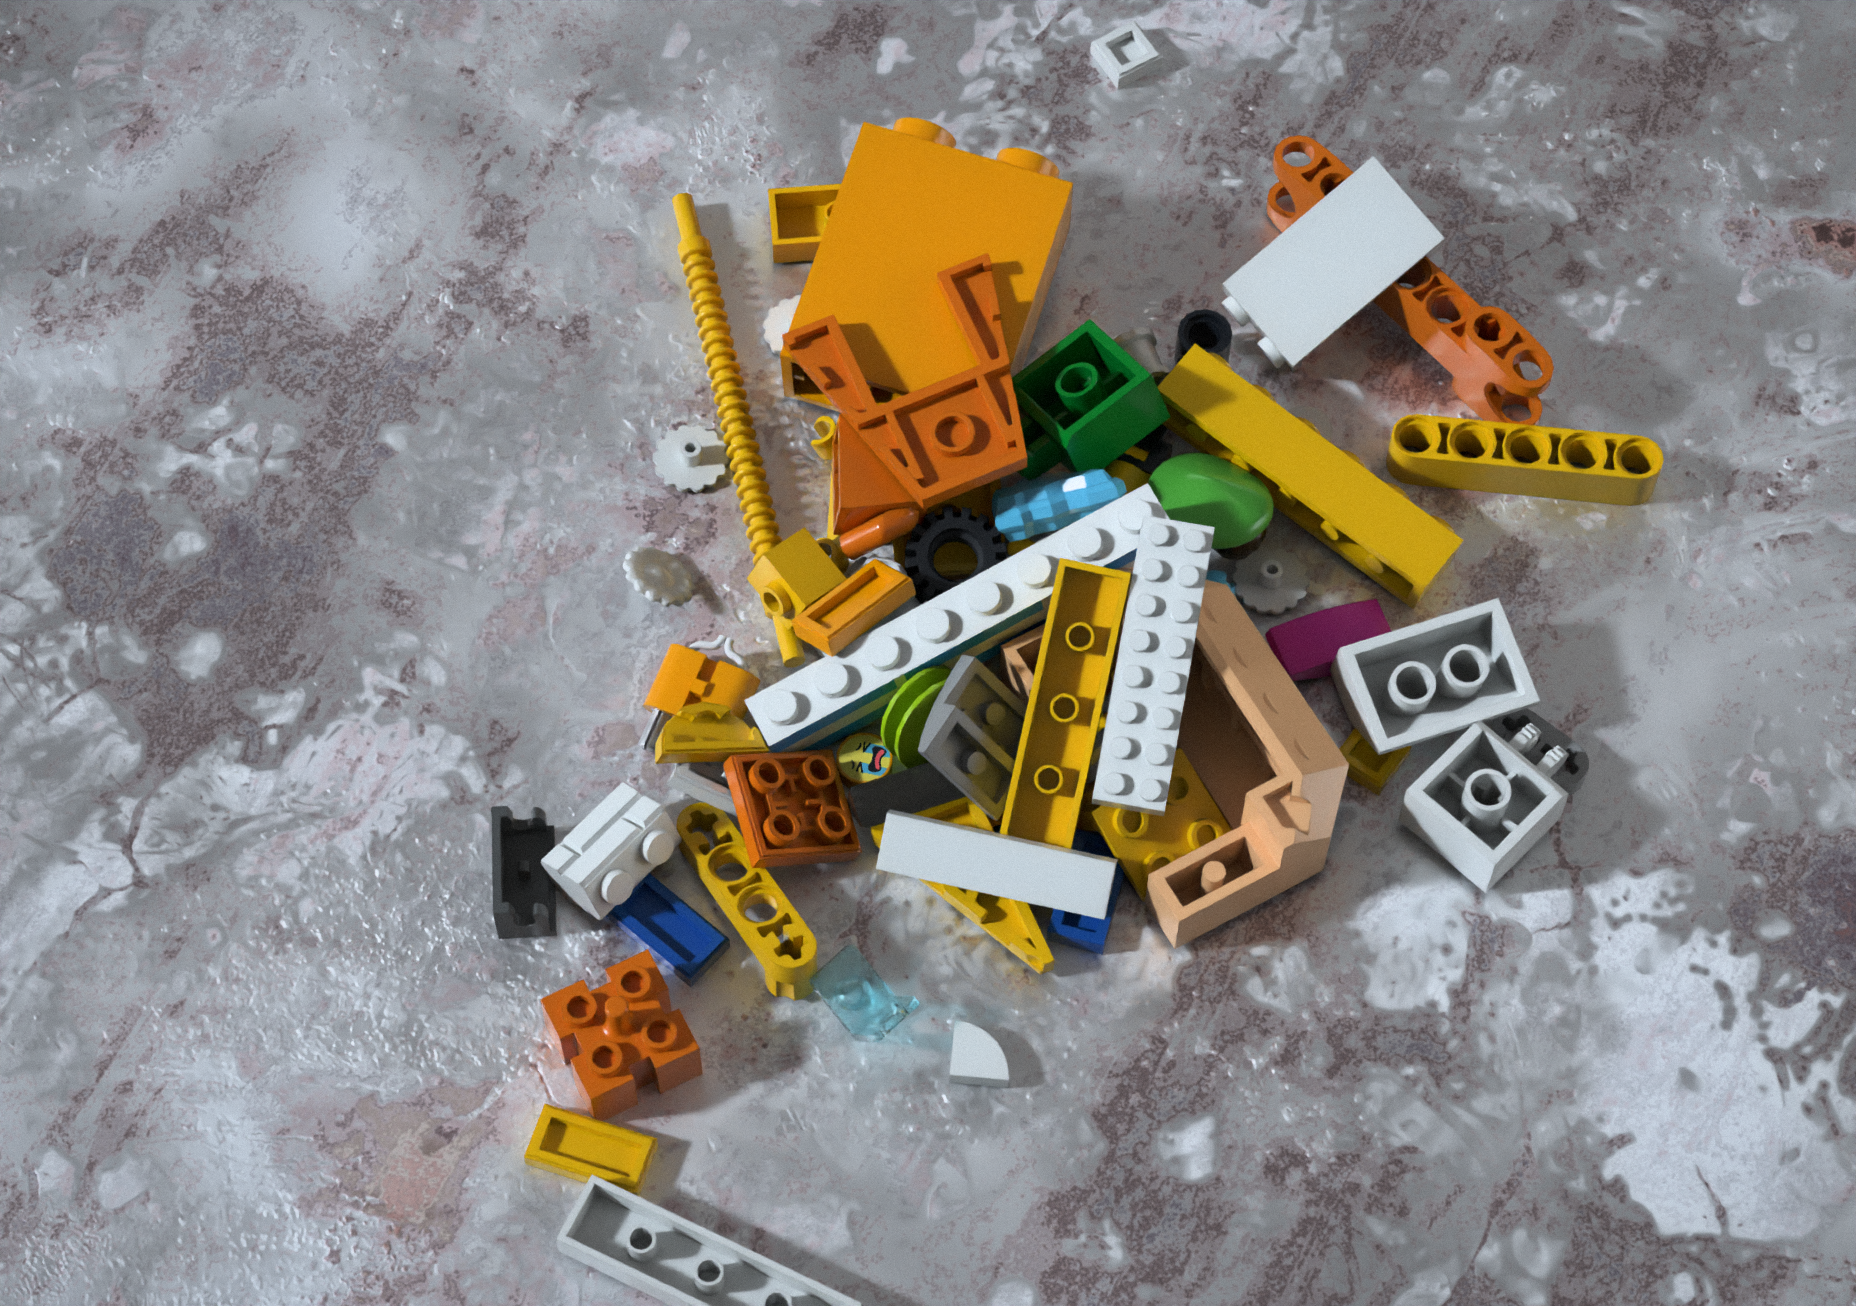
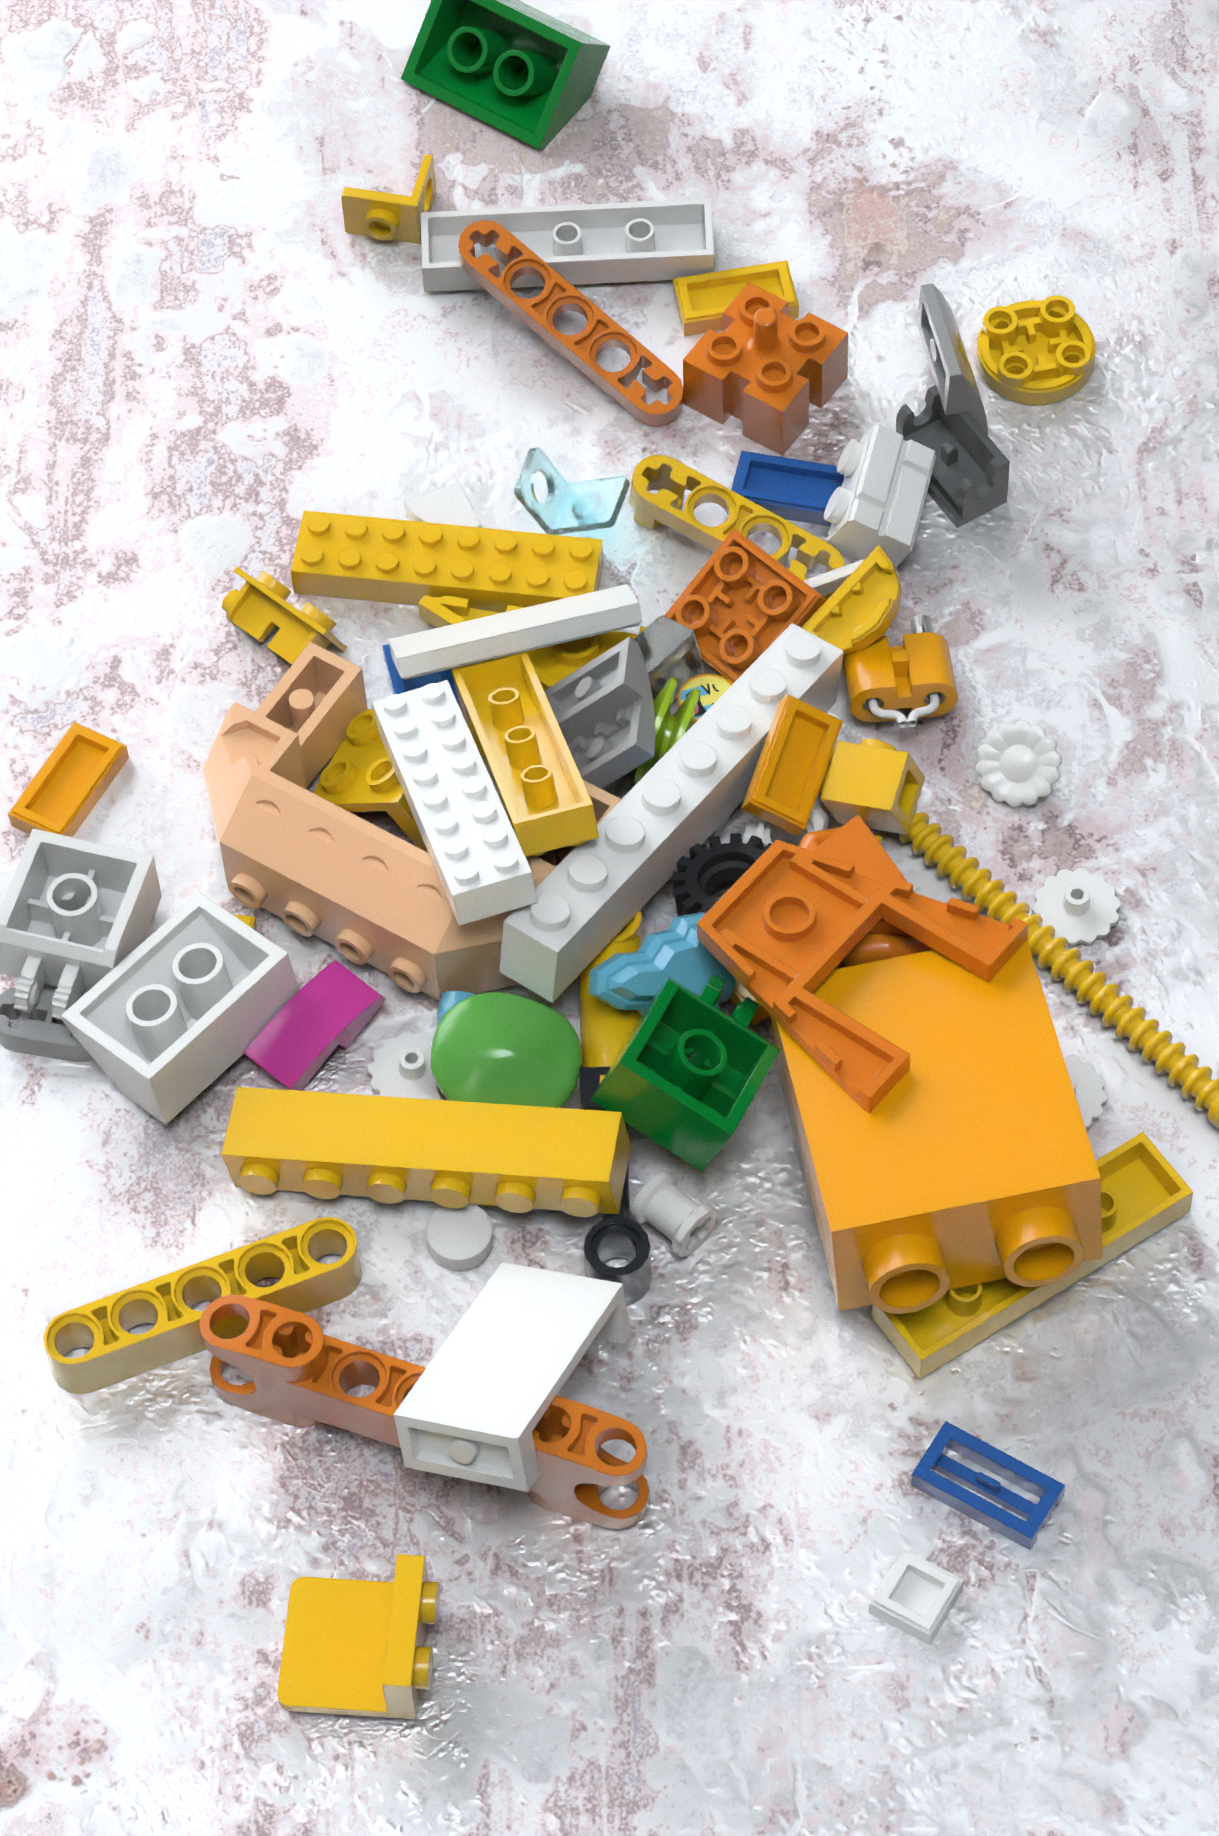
camera: 155 degrees right, 5 degrees down
(374, 953) = (1035, 350): none -> yellow tile
(474, 925) = (948, 356): none -> light grey slope
(764, 1198) = (580, 348): none -> orange beam
(1006, 999) = (414, 559): none -> yellow piece
(1052, 129) = (974, 1506): none -> blue tile
(1162, 995) = (263, 605): none -> yellow hinge
(1429, 962) = (69, 782): none -> light orange tile
(1520, 184) = (359, 1643): none -> yellow bracket

